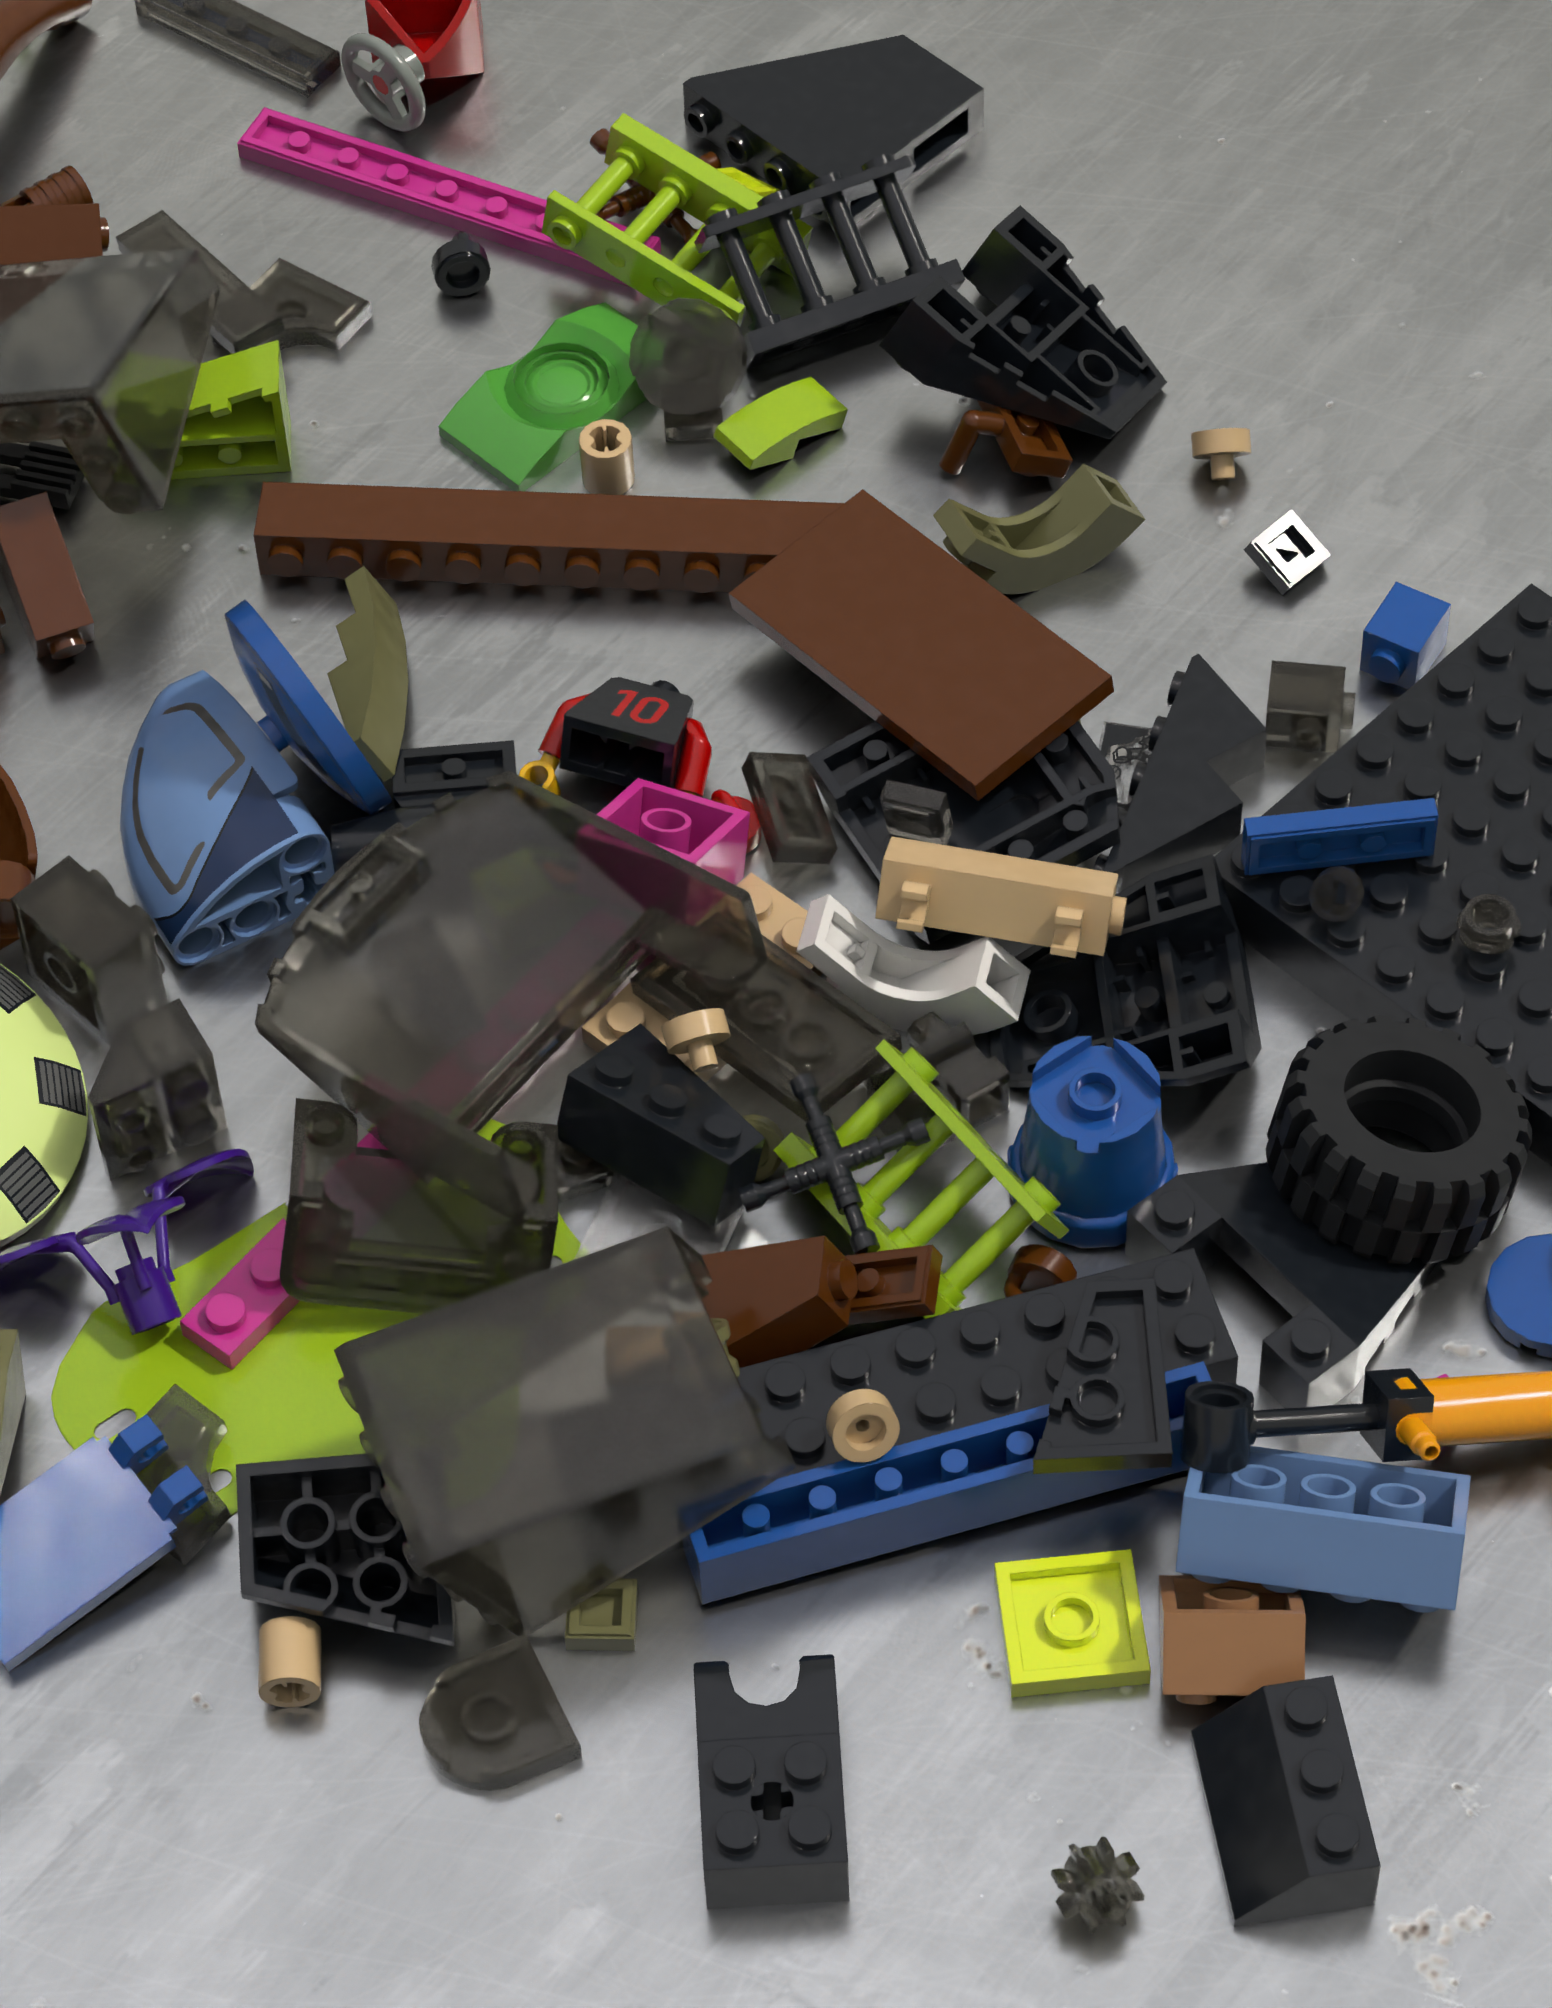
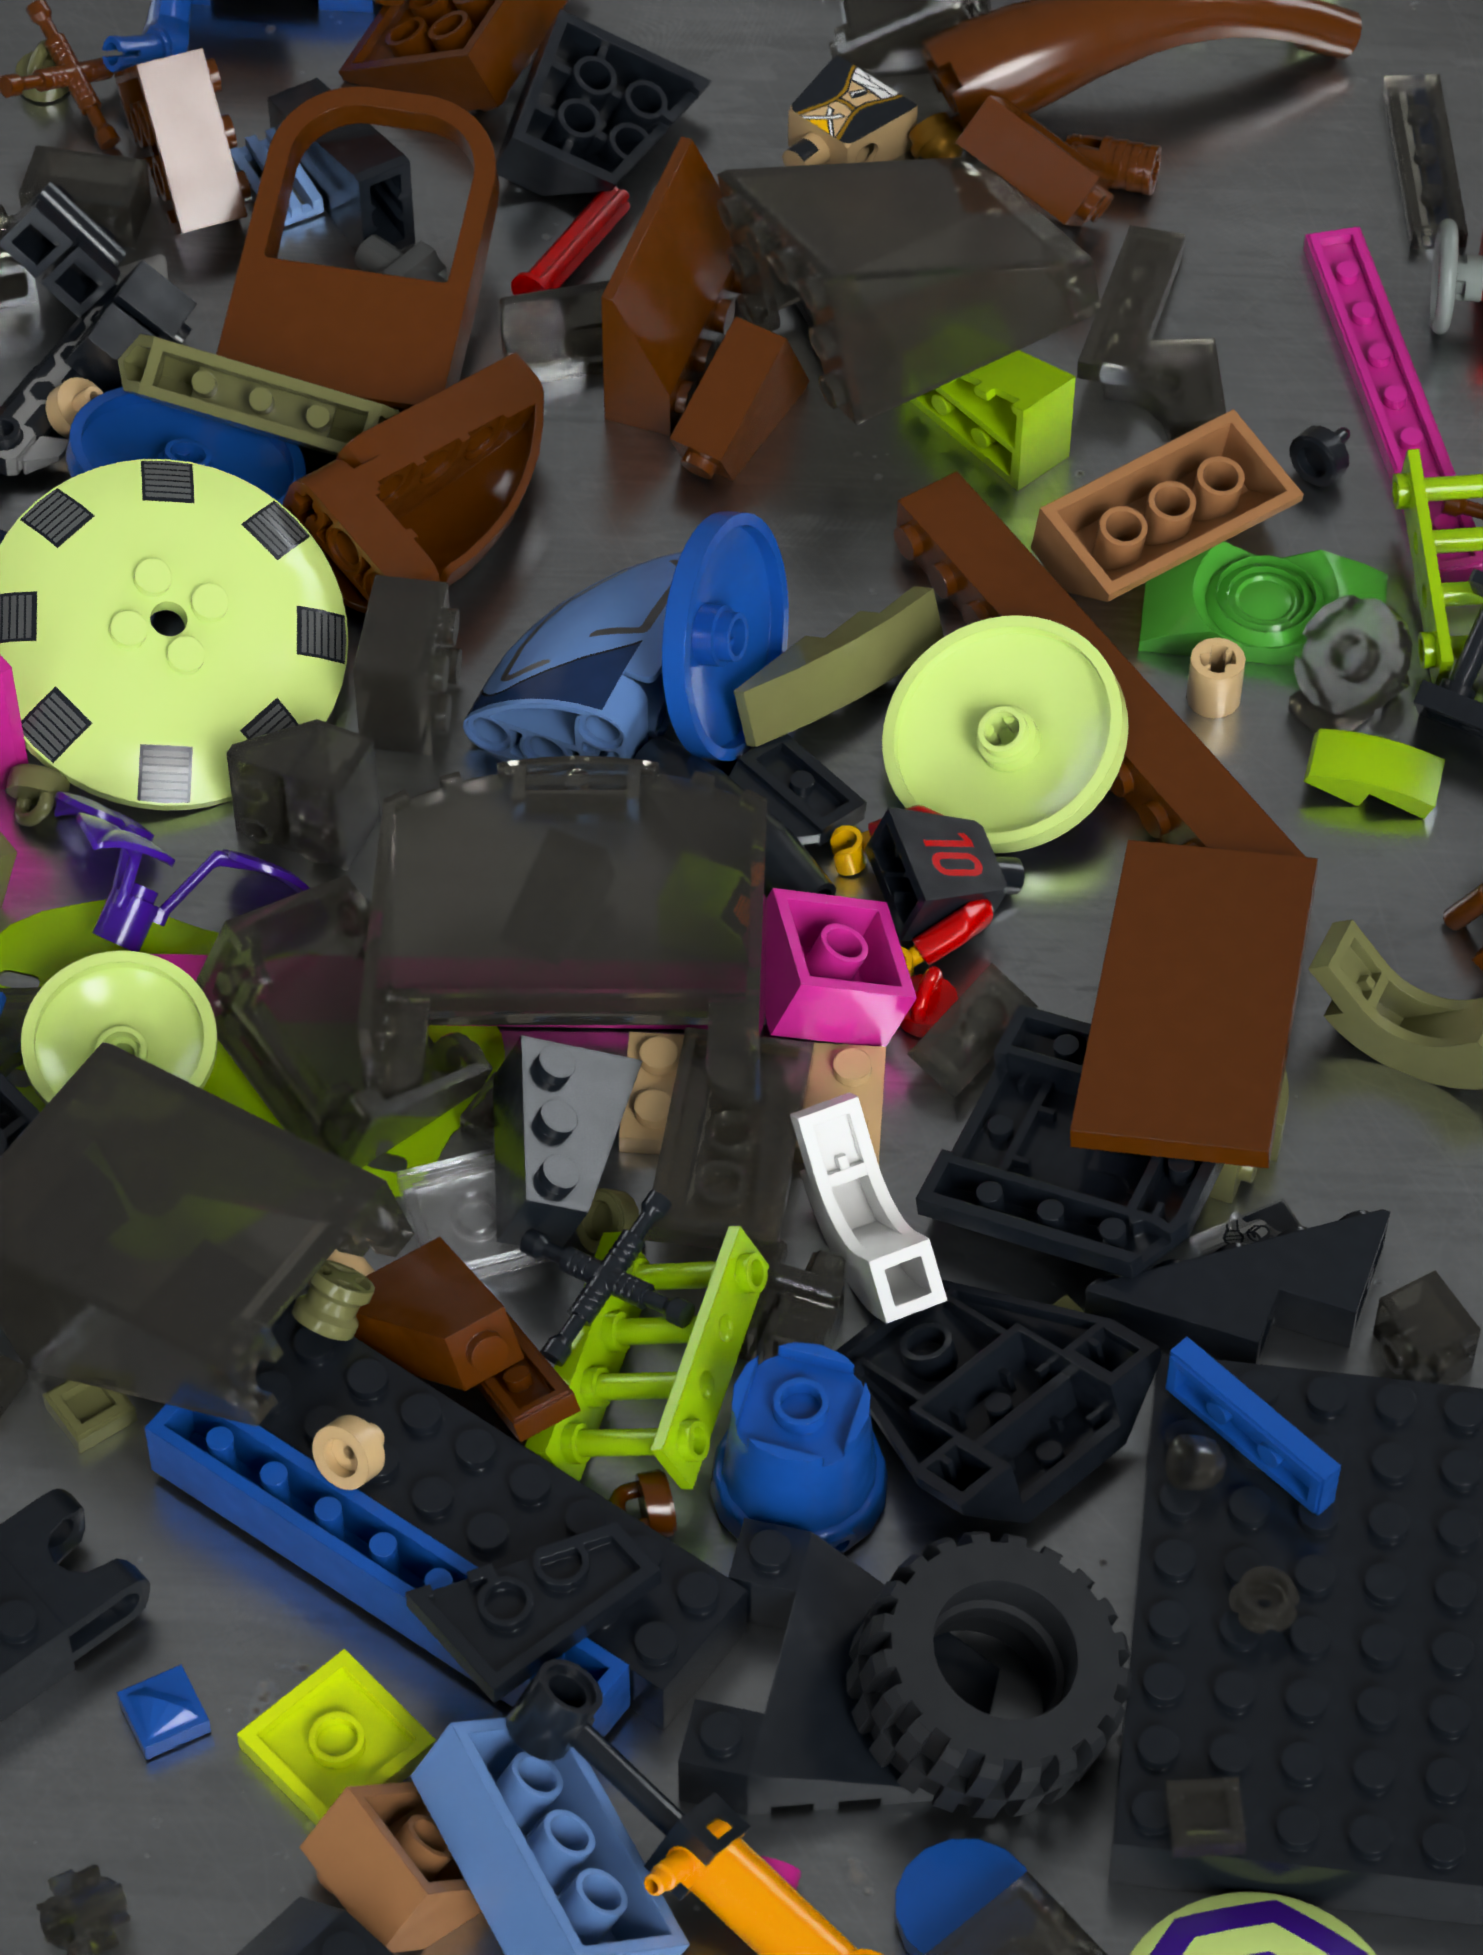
camera: 50 degrees right, 0 degrees up
(264, 1337) = (123, 1002): none -> yellowish green dish
(436, 383) = (1161, 509): none -> medium nougat slope
(542, 605) = (1007, 729): none -> yellowish green dish
(697, 1035) = (646, 1101): tan tile -> none
(916, 812) = (1022, 1113): clear smoke tile -> none
(942, 1727) = (164, 1712): none -> blue tile
(999, 897) = (966, 1219): tan brick -> none

